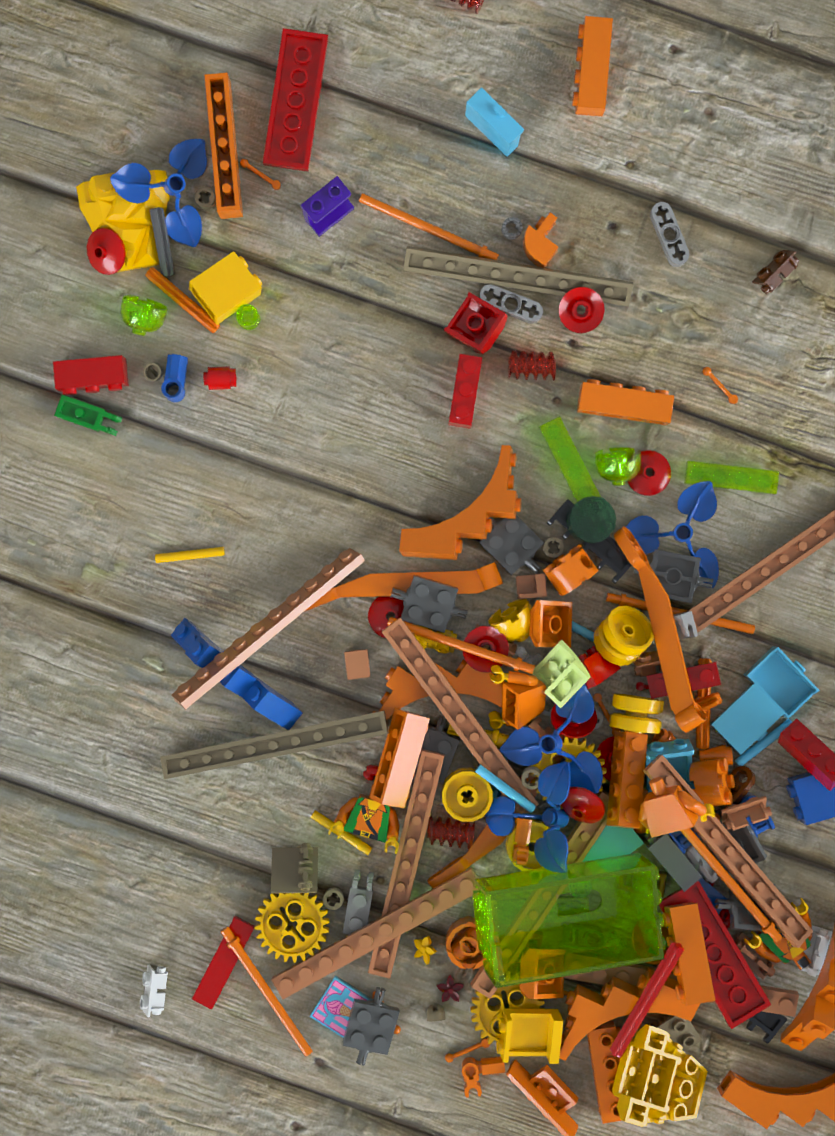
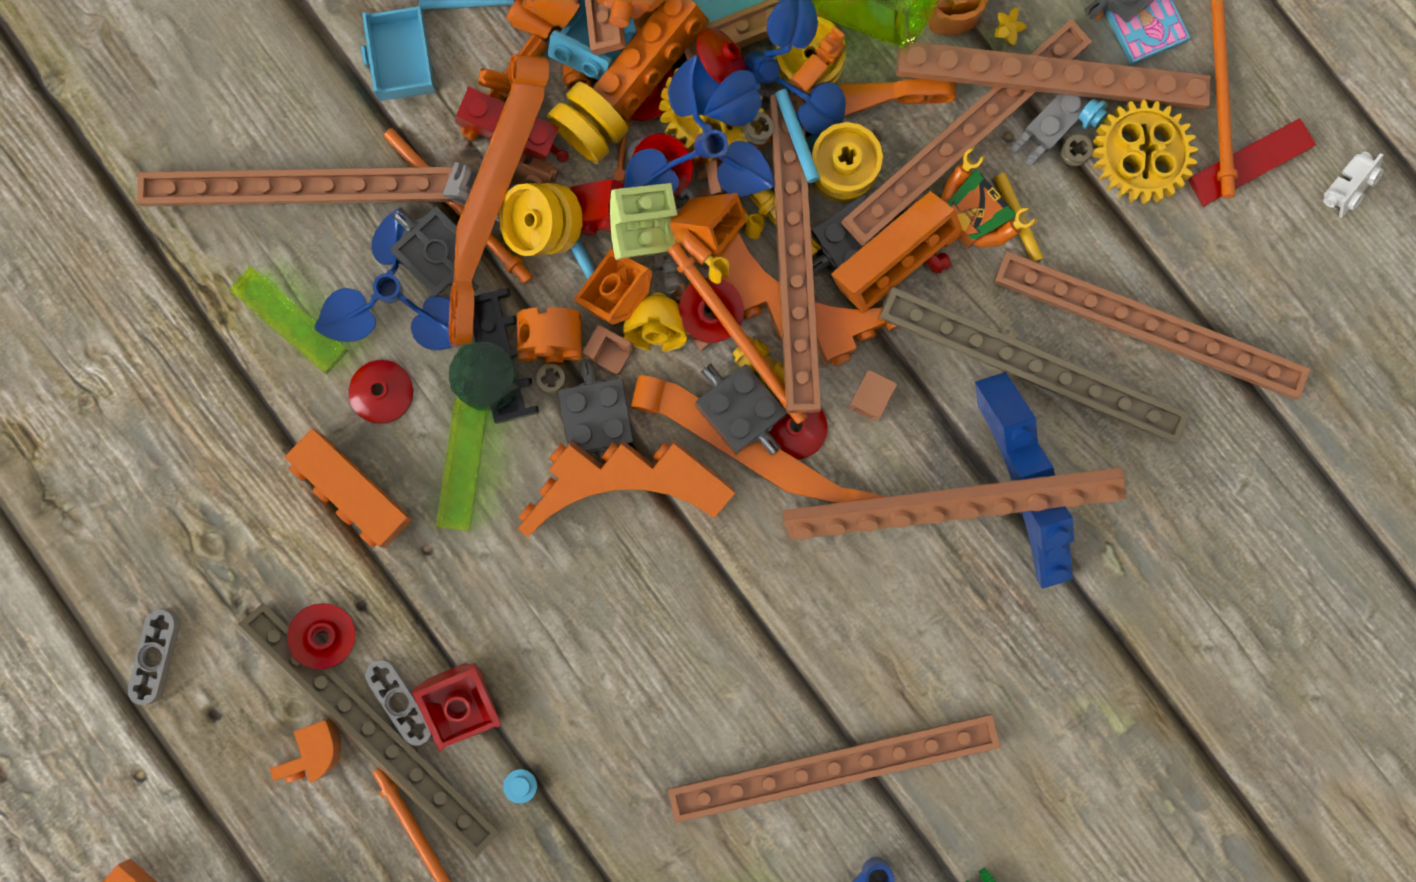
camera: 140 degrees left, 5 degrees down
(190, 554) = (987, 660): yellow bar -> none
(220, 378) = (810, 852): red brick -> none
(220, 818) = (1152, 326): none -> nougat plate
(237, 433) = (833, 768): none -> nougat plate
(294, 869) = (1102, 209): dark tan hinge -> none
(337, 927) = (1093, 114): none -> medium azure plate
(409, 303) = (520, 786): none -> medium azure plate
(450, 832) = (893, 133): clear red piece -> none
(465, 391) = (526, 633): red brick -> none
(505, 230) = (325, 791): light grey bush -> none
(532, 365) = (425, 610): clear red piece -> none
(618, 465) = (407, 422): clear neon green cylinder -> none
(731, 398) = (222, 411): orange hinge -> none
(747, 719) = (466, 37): medium azure container -> none
(784, 263) = (48, 529): reddish brown hinge -> none

